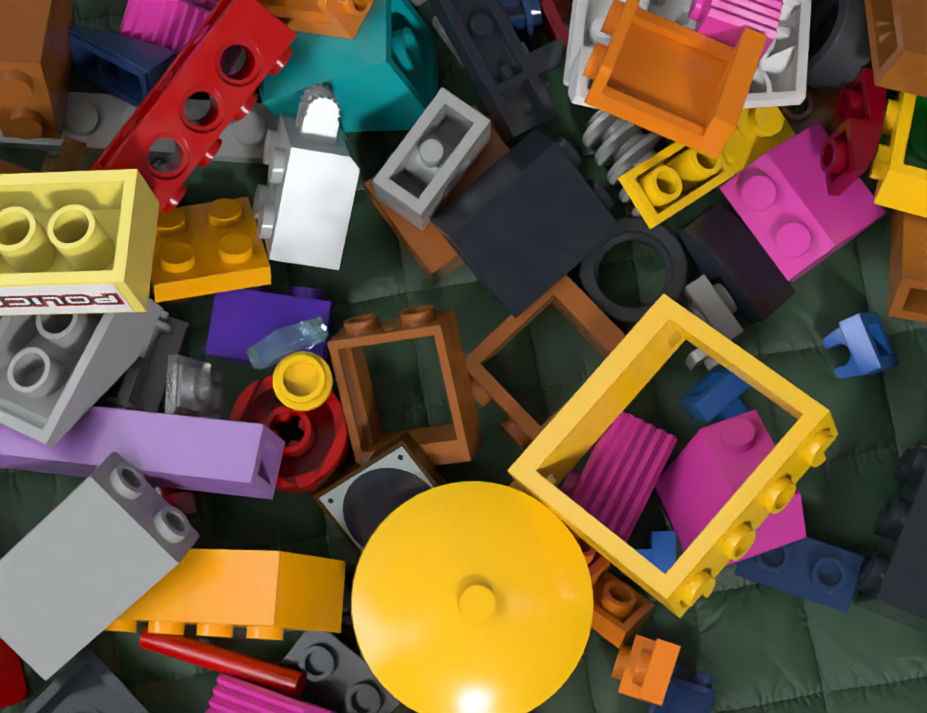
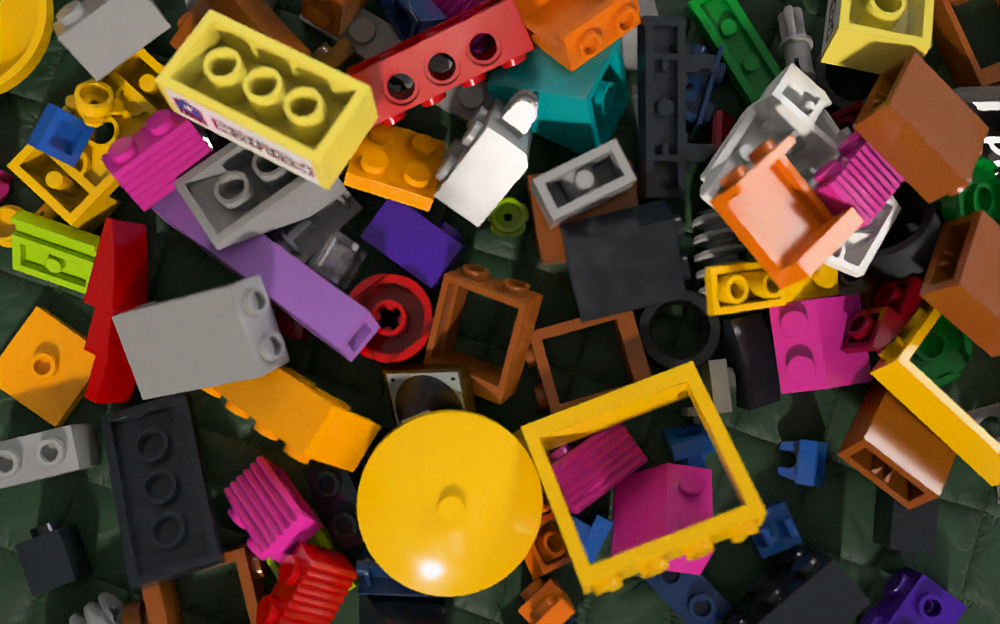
camera: 20 degrees right, 5 degrees up
(225, 661) = (273, 454): red bar -> none
(286, 340) = (418, 258): clear light blue tile -> none
(302, 381) = (414, 291): yellow plate -> none
(367, 231) = (519, 215): none -> lime plate
(865, 447) = (776, 532): none -> blue tile

